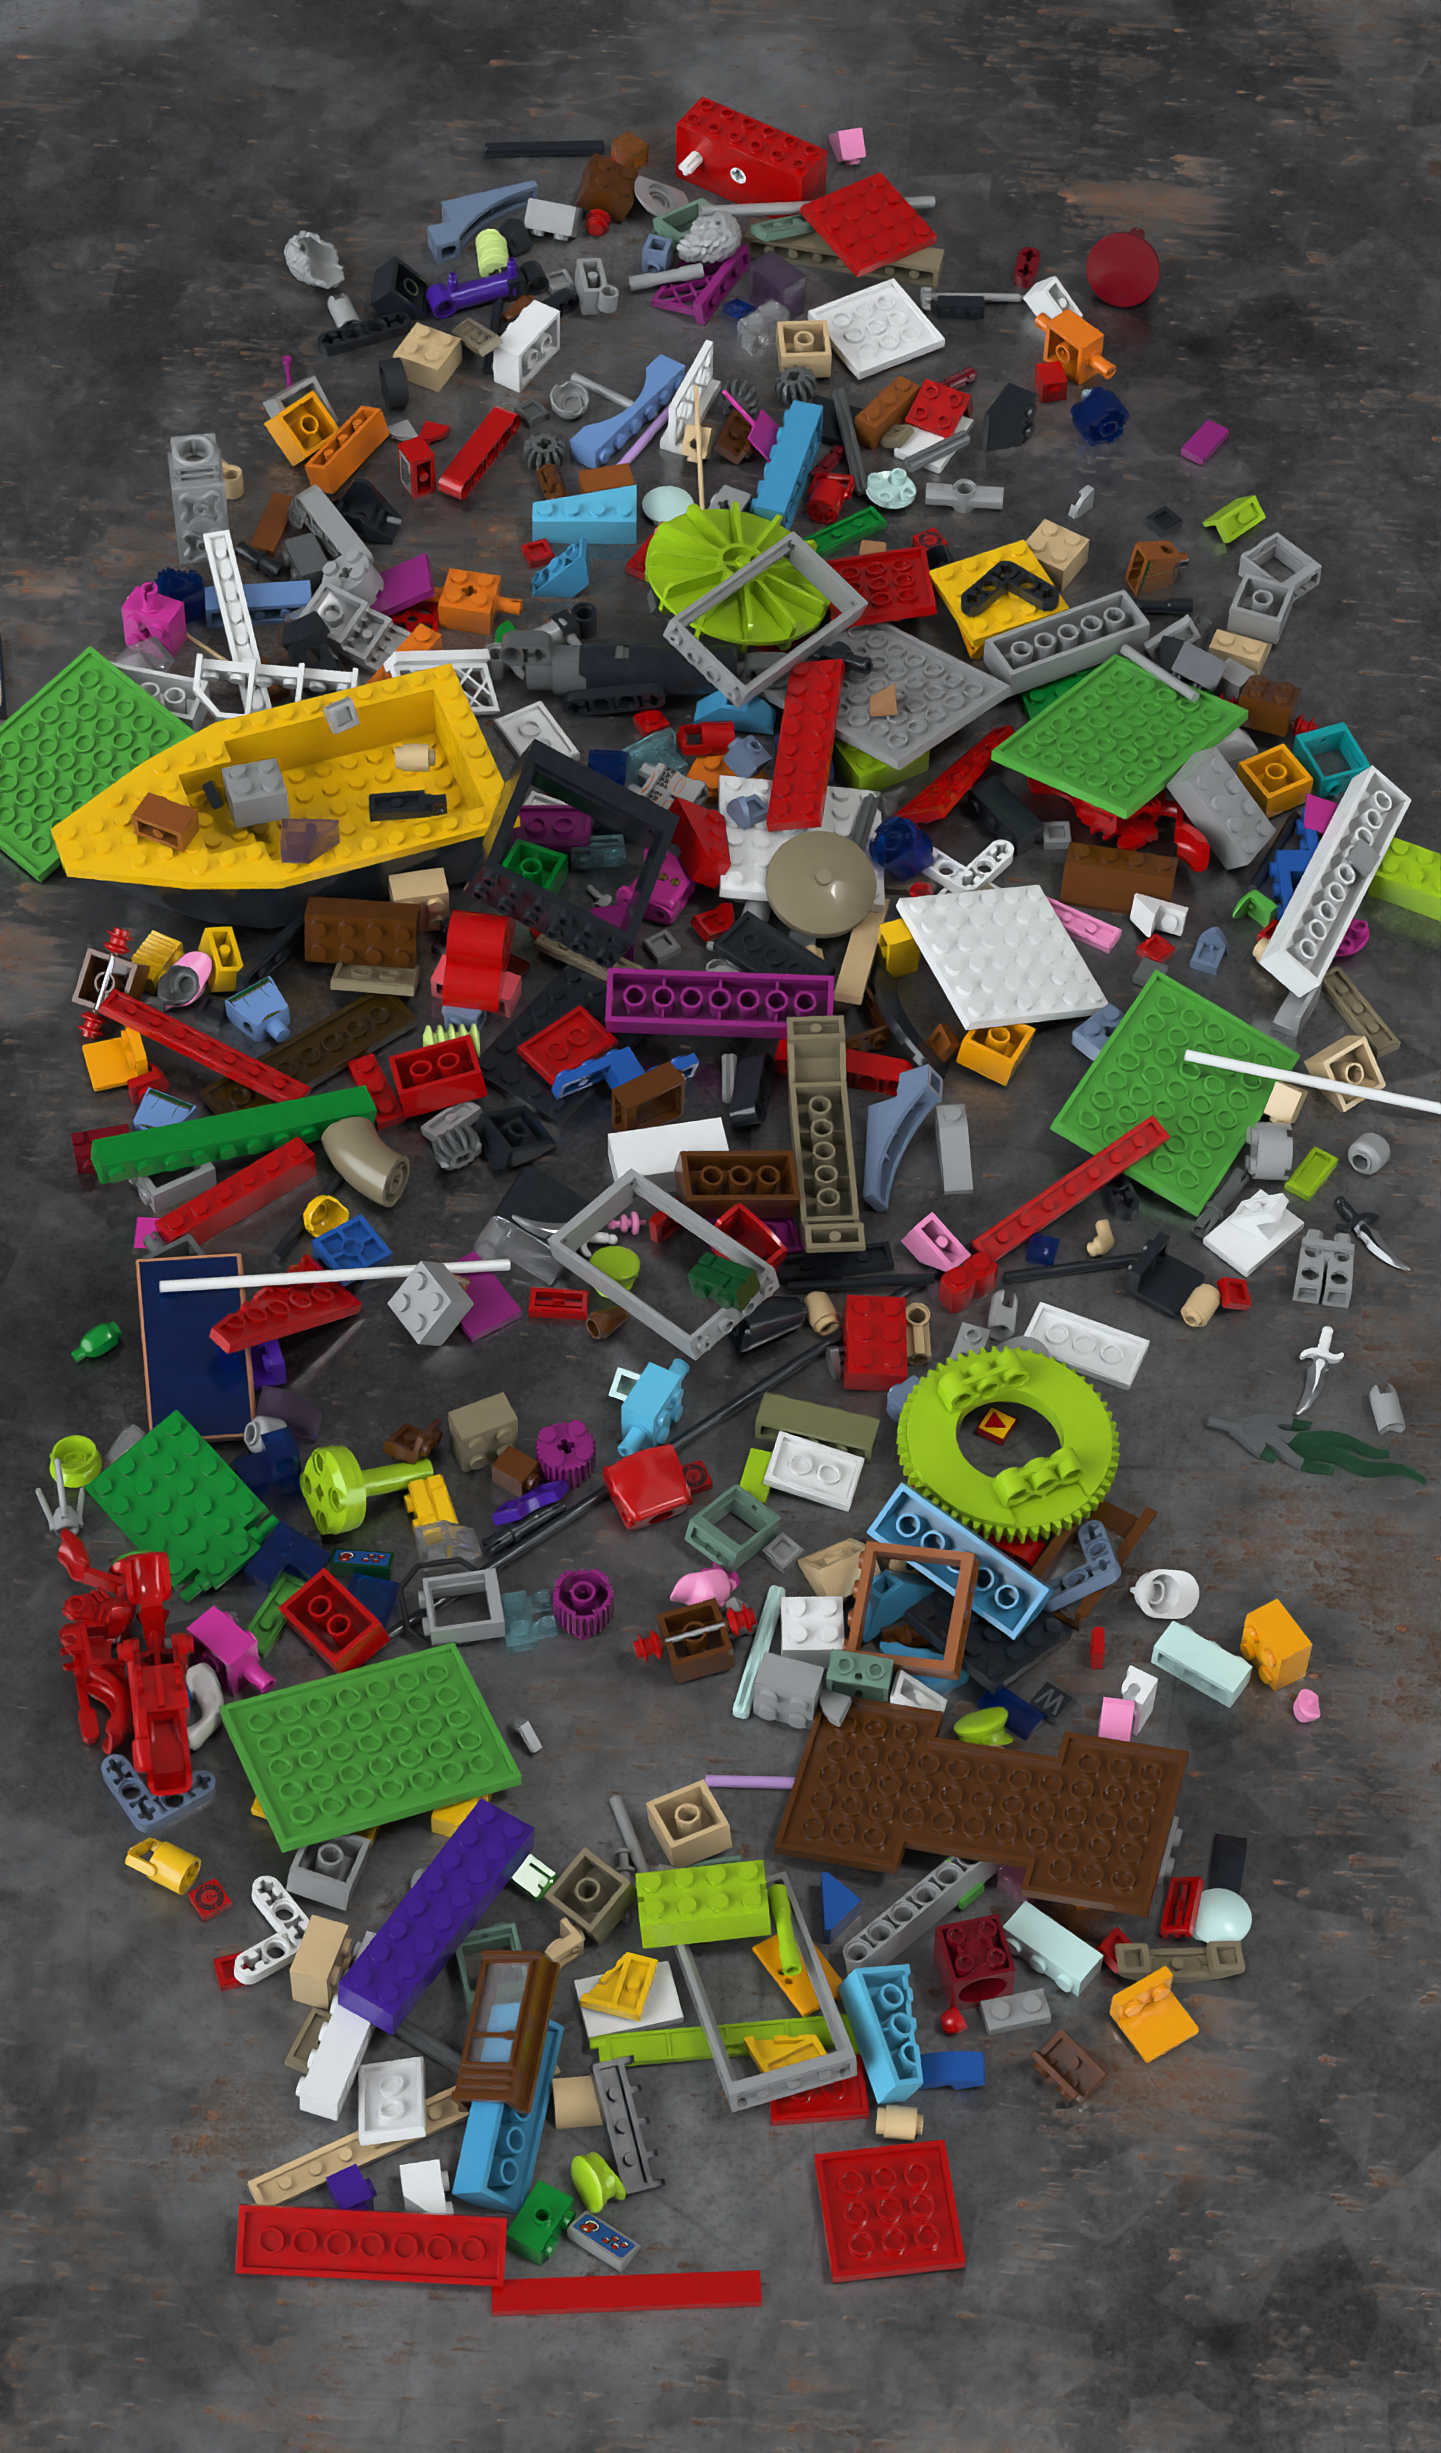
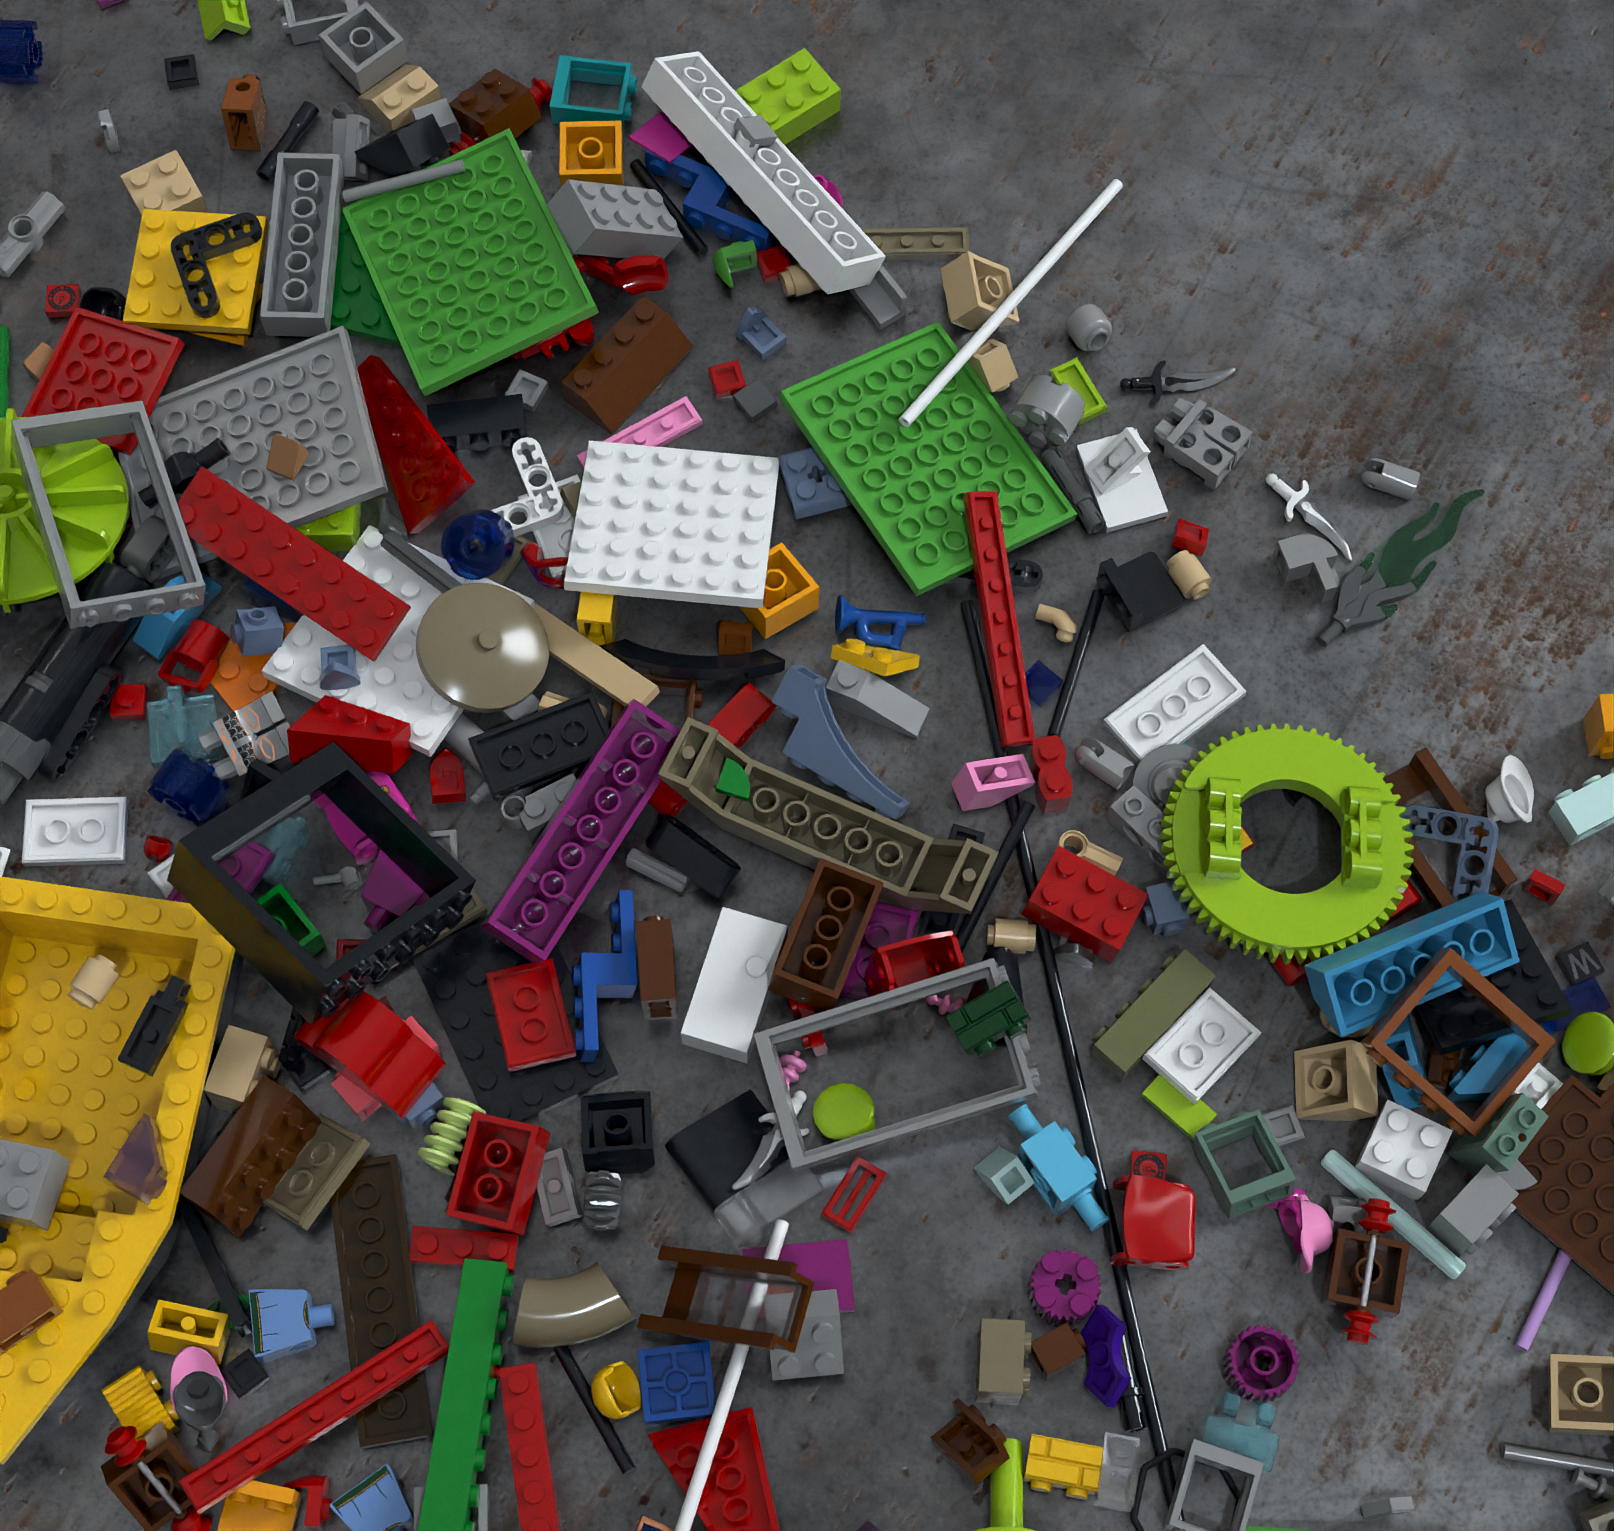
camera: 60 degrees left, 15 degrees up
(426, 1246) = (732, 1299): none -> piece
(606, 1321) = (908, 1160): reddish brown cone -> none
(818, 1075) = (734, 781): none -> green tile
(986, 1134) = (874, 659): none -> yellow wing
(1010, 1100) = (847, 614): none -> blue piece
(1157, 914) = (689, 356): white slope -> none
(1271, 1378) = (1310, 557): none -> light grey brick

